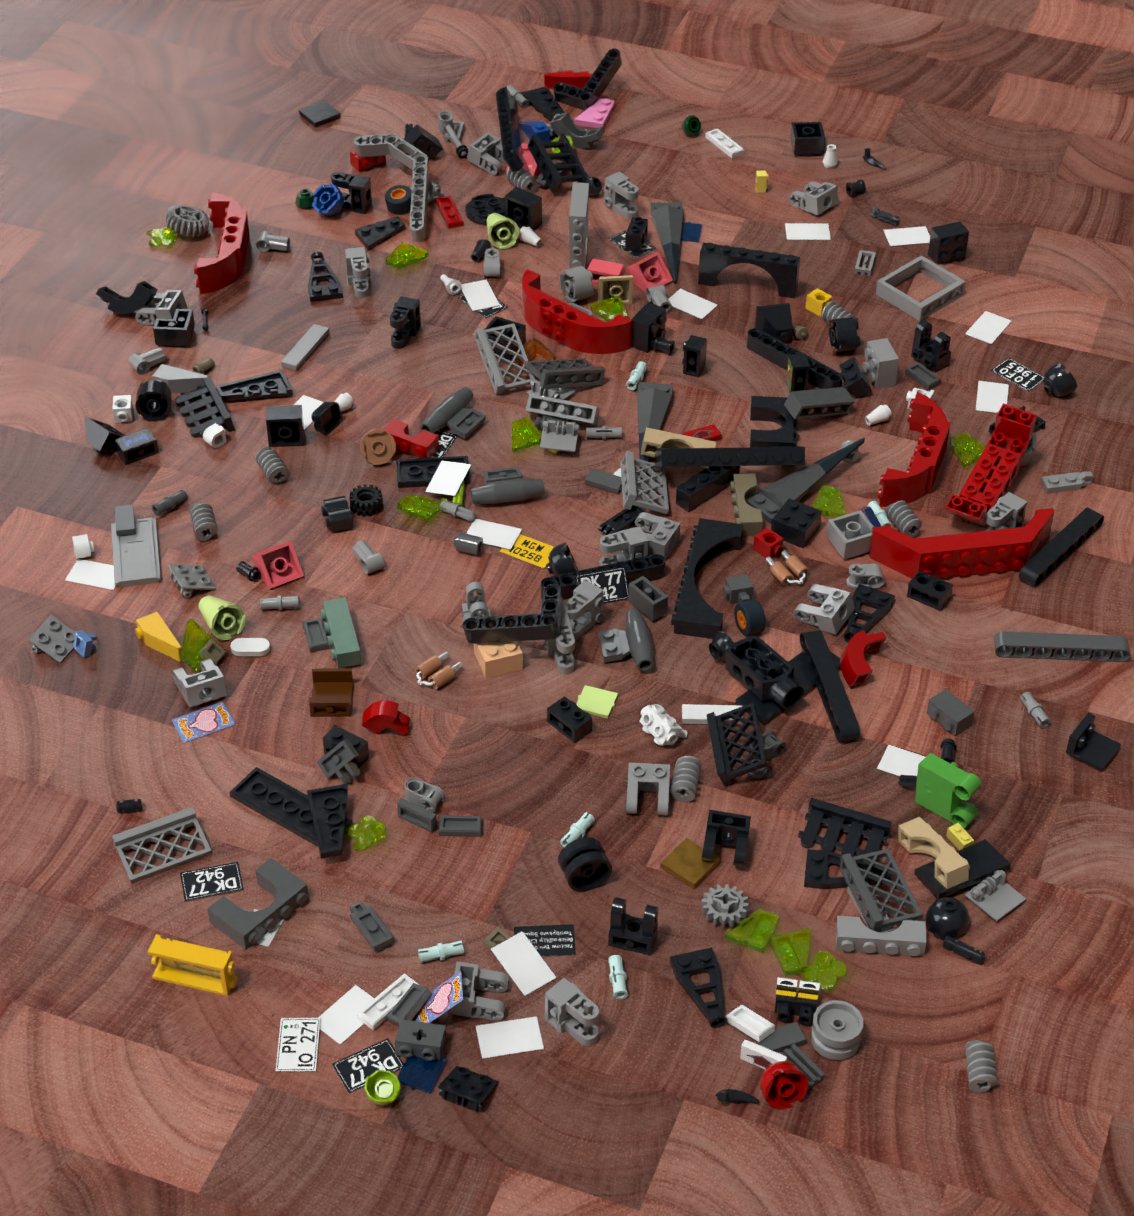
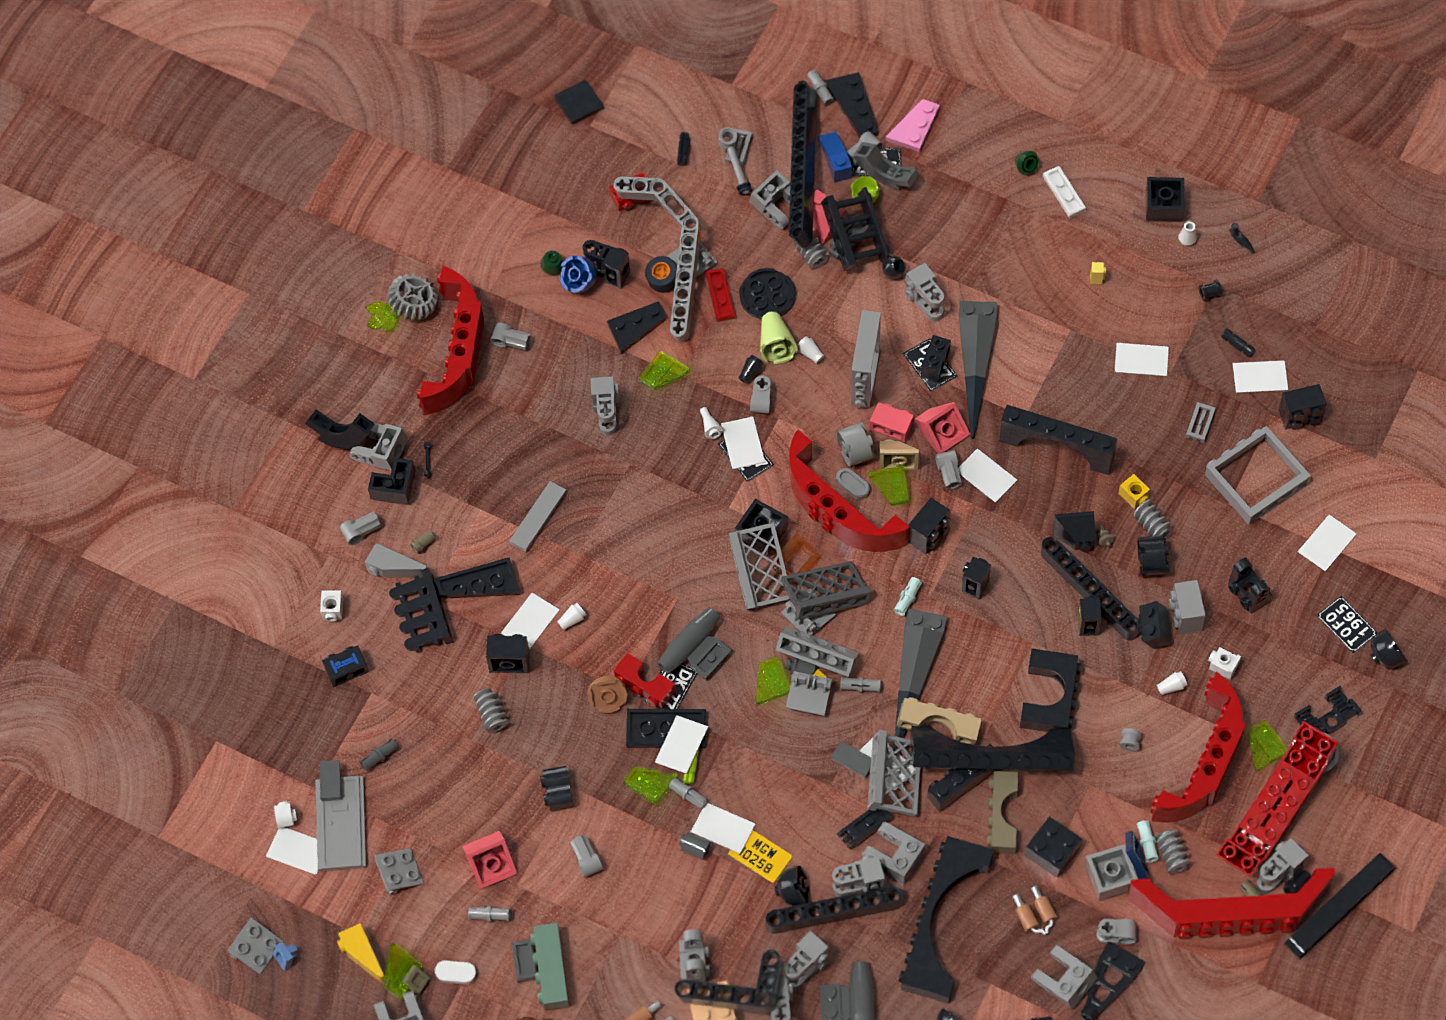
camera: 10 degrees right, 20 degrees up
(102, 436) = (311, 646): slope -> none
(153, 400) = (365, 600): black brick -> none
(203, 521) = (413, 789): light grey piece -> none
(215, 436) = (430, 656): white plate -> none
(222, 617) = (426, 932): yellowish green cone -> none
(251, 572) = (458, 864): black pin -> none
(323, 292) = (569, 424): black plate -> none
(327, 417) = (554, 639): black piece -> none
(366, 507) = (598, 777): black tyre -> none
(405, 320) = (653, 490): black brick -> none
(424, 141) = (694, 177): black brick -> none
(506, 486) = (743, 763): dark grey plate -> none
(523, 208) = (806, 308): black brick -> none
(568, 77) = (886, 63): red slope -> none
(594, 87) = (914, 80): black beam -> none
(612, 581) = (832, 924): black sticker -> none
(648, 598) = (877, 947): dark grey brick -> none
(664, 345) = (944, 549): black bush -> none
(690, 232) = (1002, 350): clear blue piece -> none
(707, 433) = (969, 697): red tile -> none
(738, 589) = (977, 940): dark grey brick -> none
(750, 617) = (982, 983): black wheel -> none
(768, 543) = (1019, 866): red brick -> none
(797, 484) = (1054, 794): dark grey plate -> none
(816, 197) = (1163, 313): light grey brick -> none
(819, 402) = (1105, 668): dark grey brick -> none
(829, 502) = (1096, 814): clear neon green wing -> none
(922, 376) = (1235, 620): dark grey tile -> none
(929, 590) = (1178, 962): black brick -> none
(991, 396) = (1309, 659): white sticker -> none
(1066, 481) = (1365, 804): light grey hinge -> none

